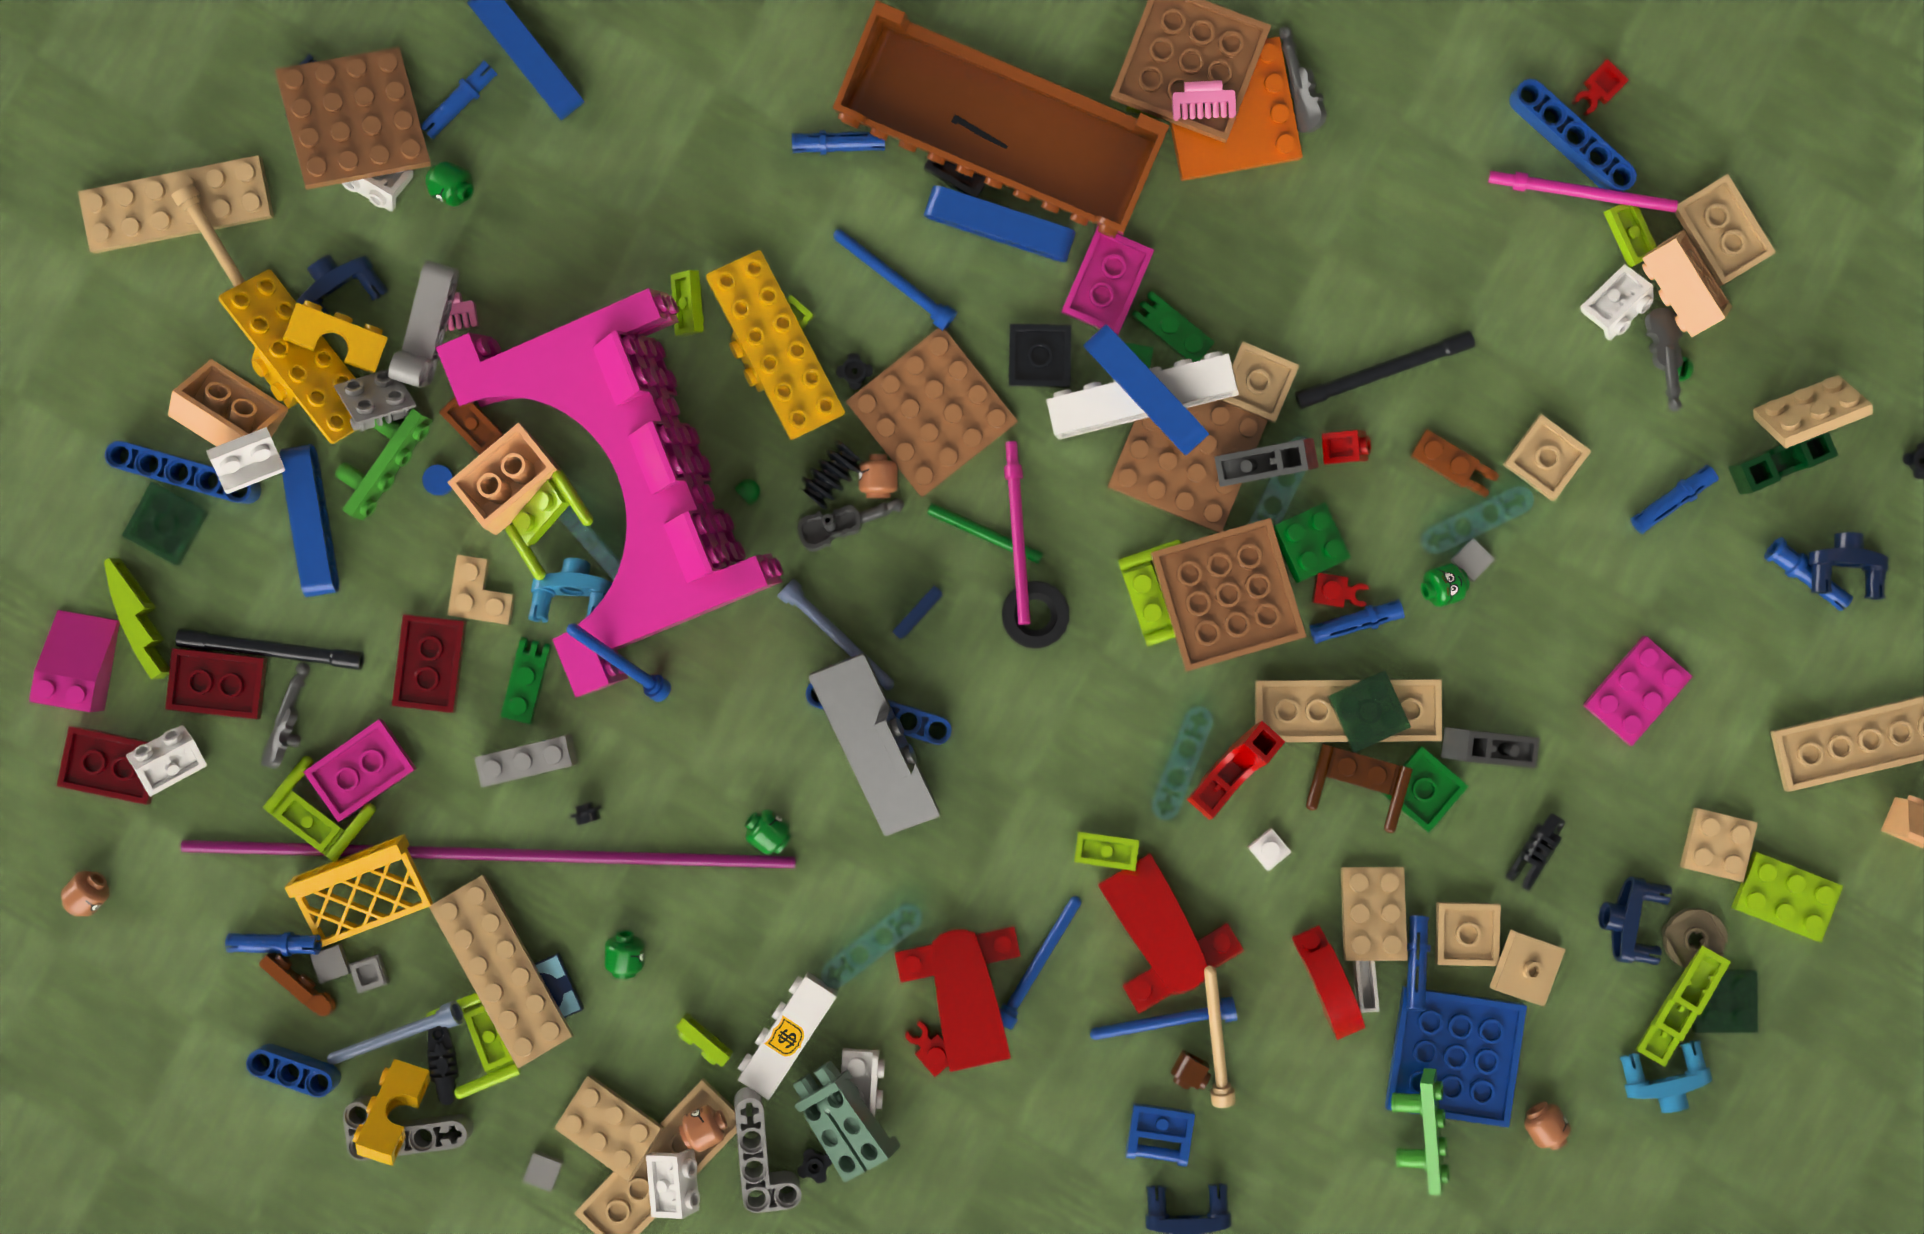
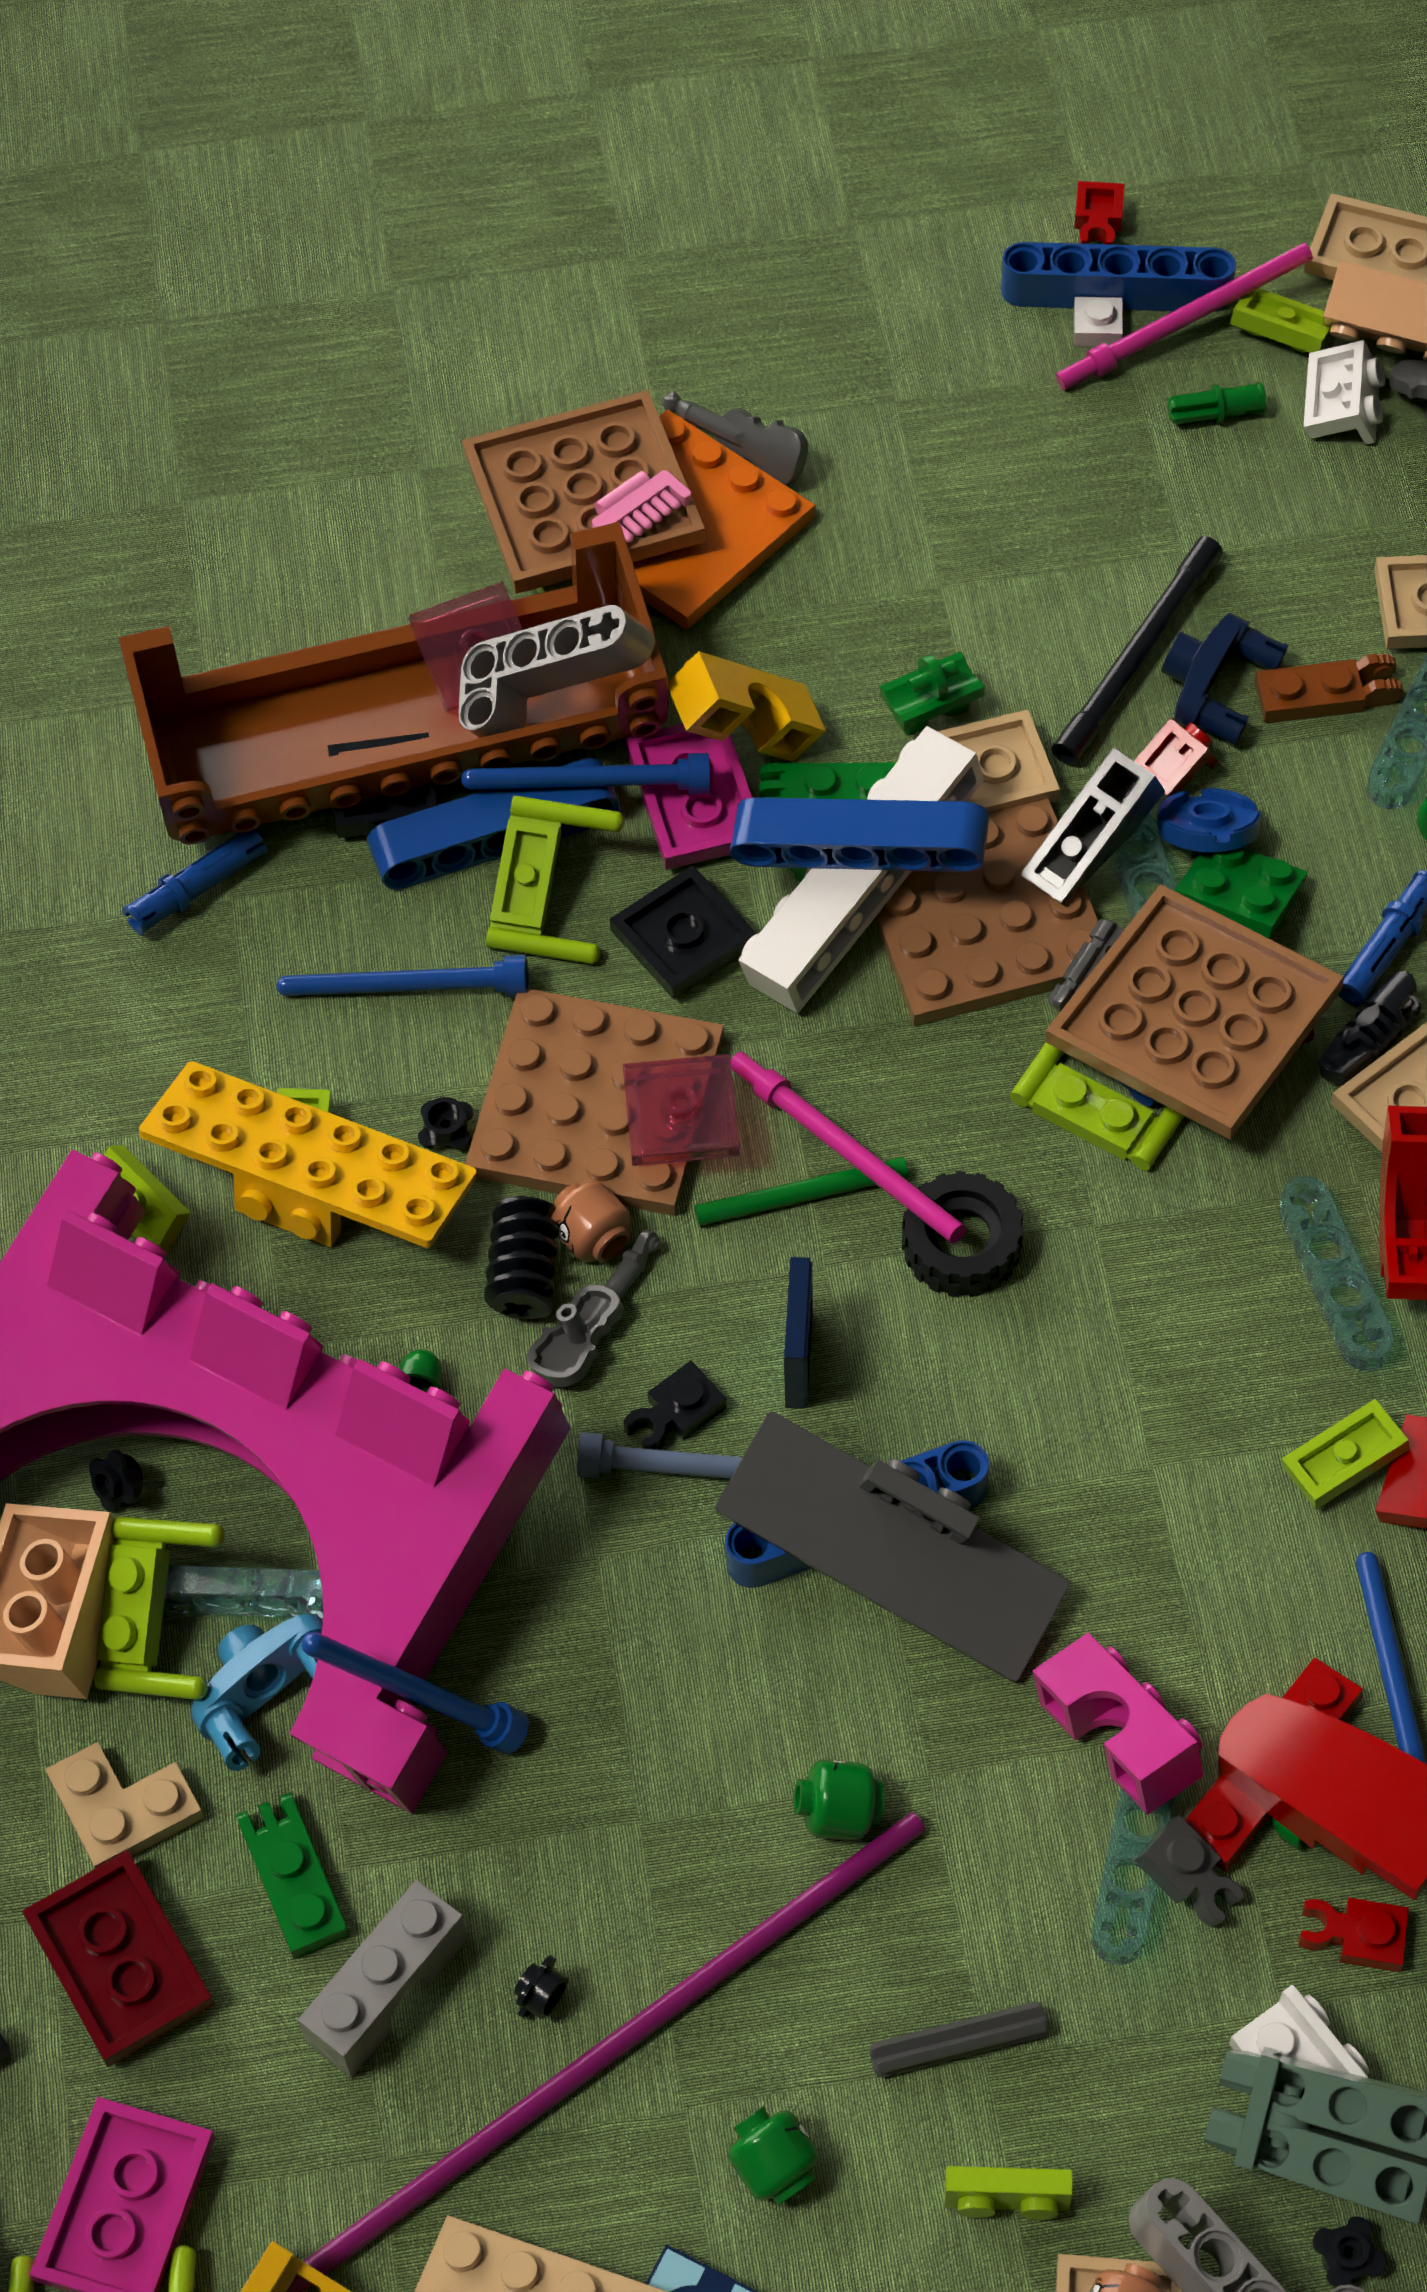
camera: 40 degrees left, 30 degrees down
(579, 440) = (116, 1479): none -> black plate
(736, 964) = (958, 2039): none -> dark grey axle
(787, 1036) = (1128, 2071): white brick -> none
(849, 596) = (679, 1404): none -> black plate
(881, 971) = (1182, 1867): none -> dark grey plate
(904, 922) = (1093, 1689): none -> dark pink arch
(958, 456) = (681, 1110): none -> clear pink plate
(992, 268) = (528, 874): none -> lime plate
(1056, 155) = (543, 659): none -> light grey beam
(1063, 118) = (454, 627): none -> clear pink plate
(1105, 276) = (688, 774): none -> blue piece
(1148, 257) = (721, 695): none -> yellow arch
(1203, 528) = (1087, 958): none -> dark grey axle
(1262, 318) = (931, 691): none -> green hips
(1303, 663) = (1371, 1029): none -> black hinge
(1328, 496) = (1209, 822): none -> blue tile
(1333, 591) = (1327, 930): red plate -> none
(1401, 405) = (1199, 664): none -> dark blue connector
(1541, 154) = (1097, 320): none -> white plate
(1552, 256) = (1217, 403): none -> green axle

